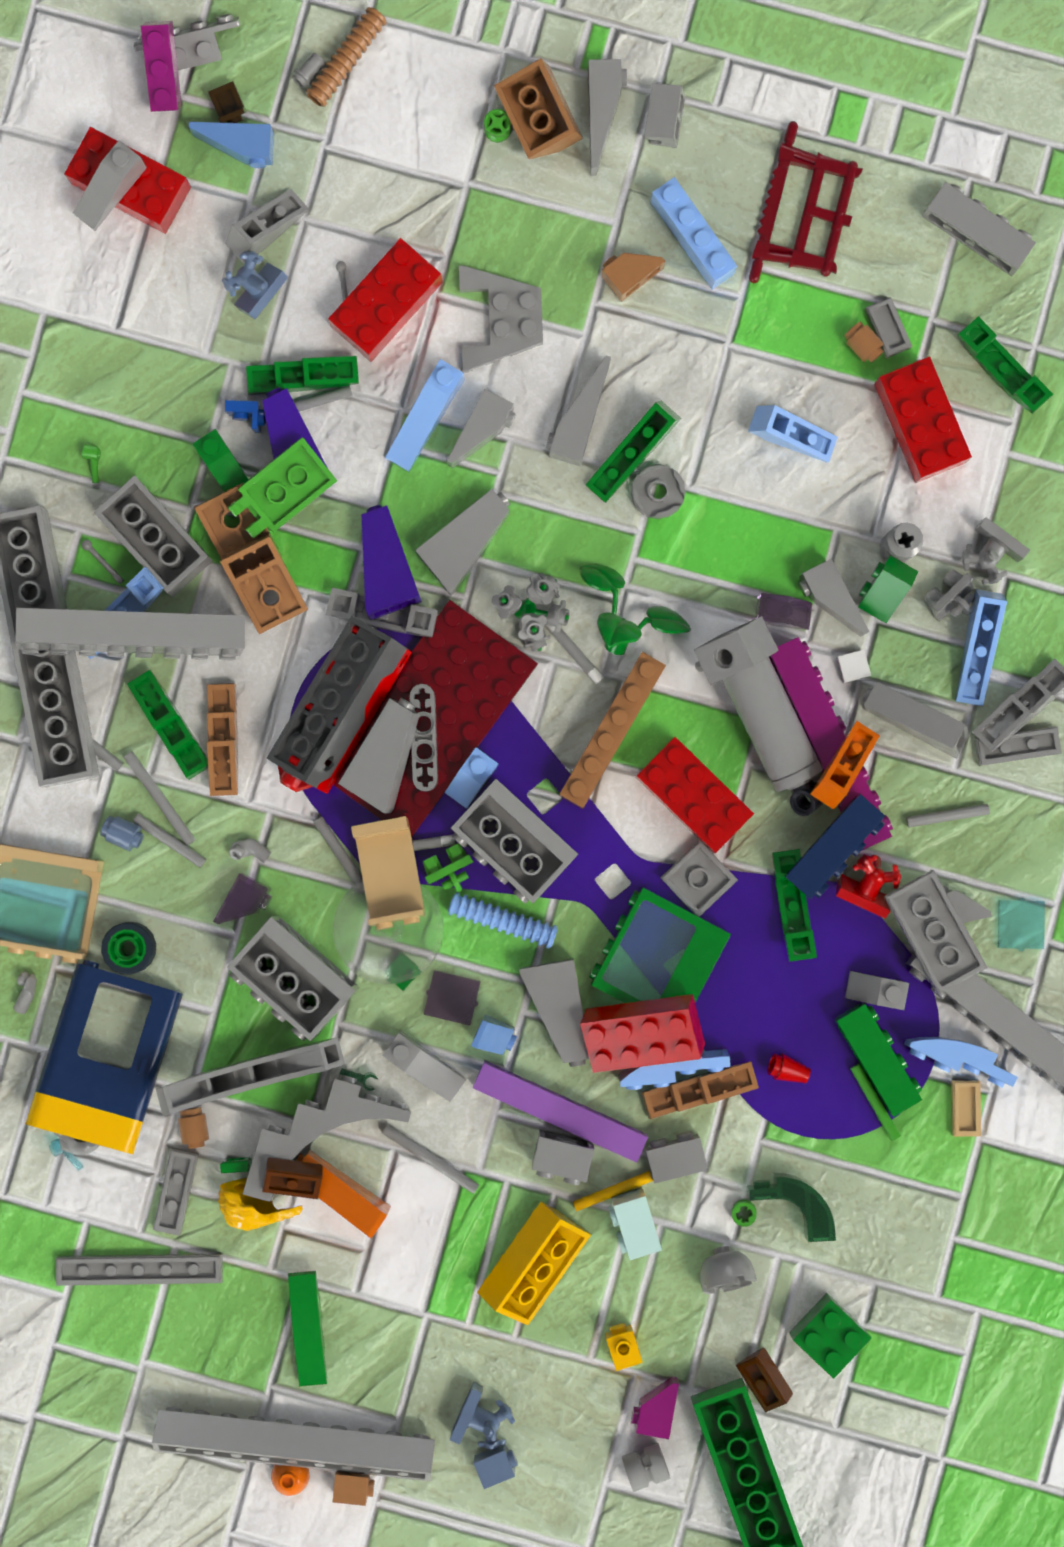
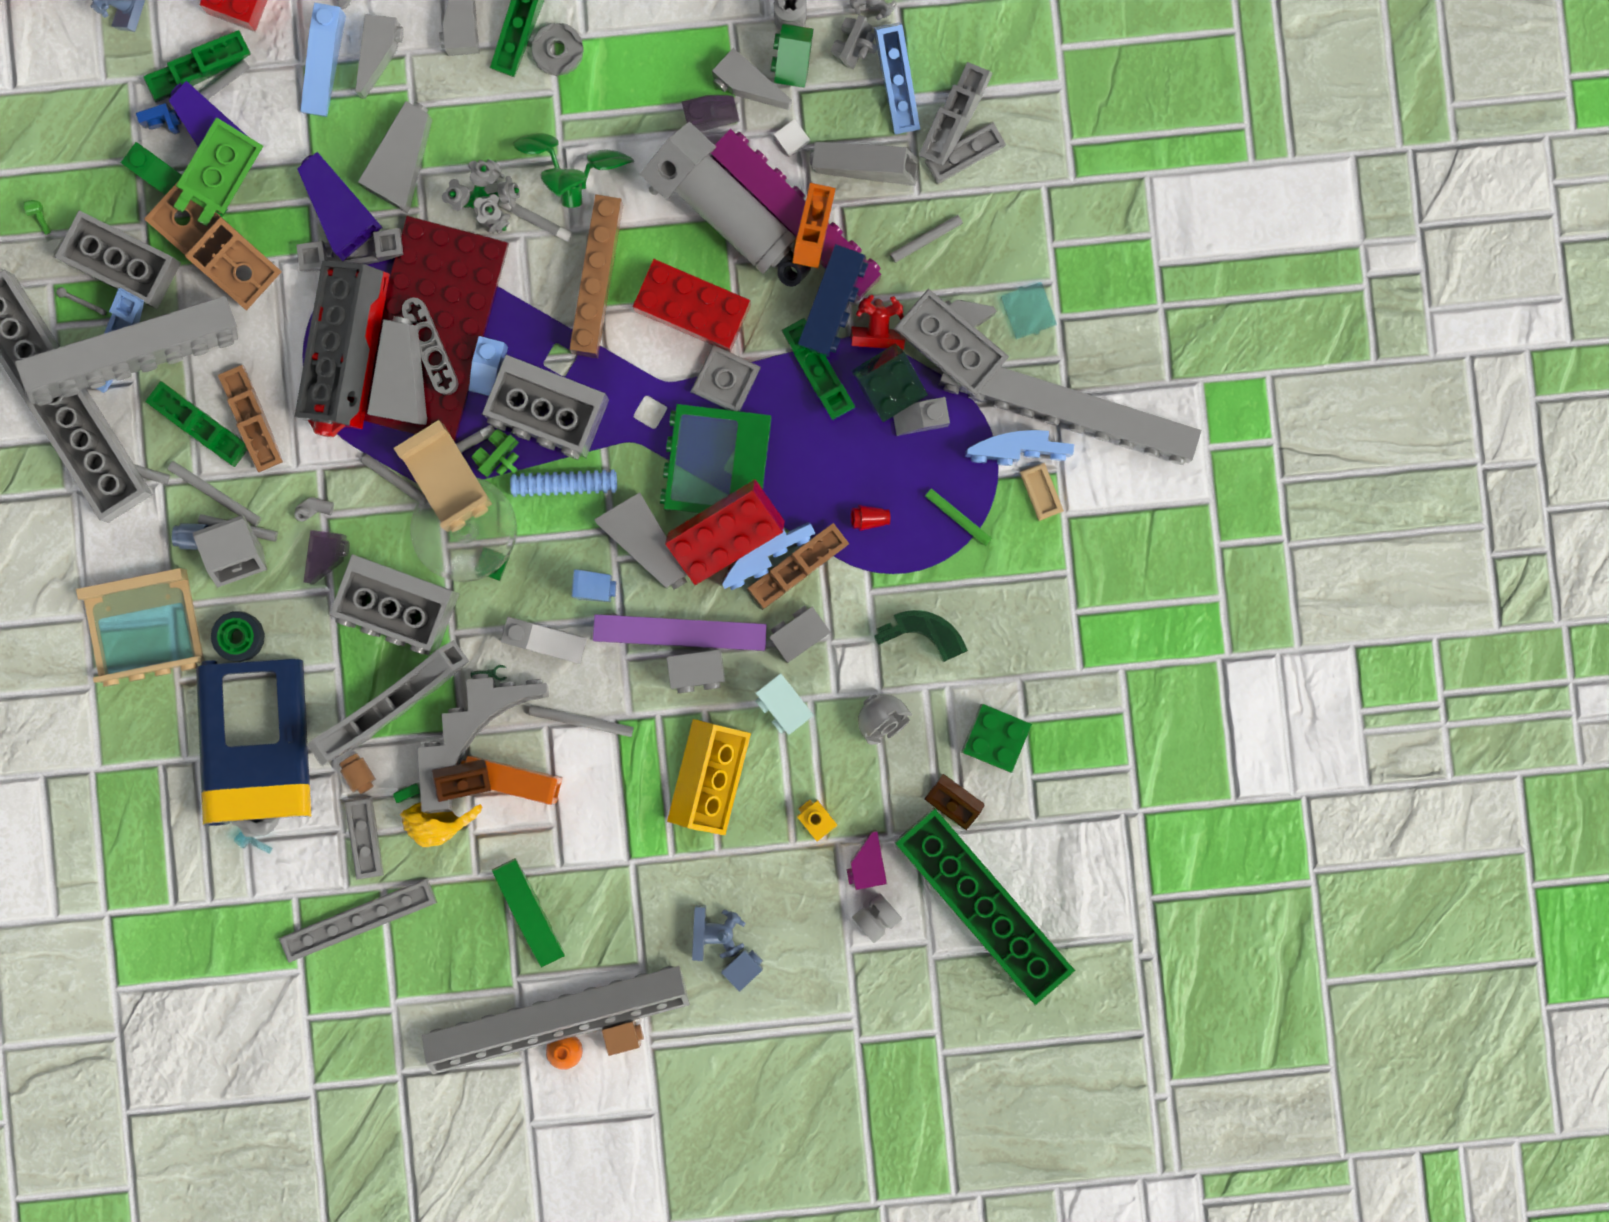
camera: 30 degrees left, 0 degrees up
(27, 994) = (162, 712): light grey arm -> none
(154, 864) = (230, 551): none -> light grey slope
(452, 997) = (545, 570): clear purple piece -> none
(612, 1191) = (755, 686): yellow bar -> none
(751, 1217) = (887, 662): bright green bush -> none
(859, 947) = (889, 382): none -> clear green brick
(878, 1059) = (945, 477): green brick -> none

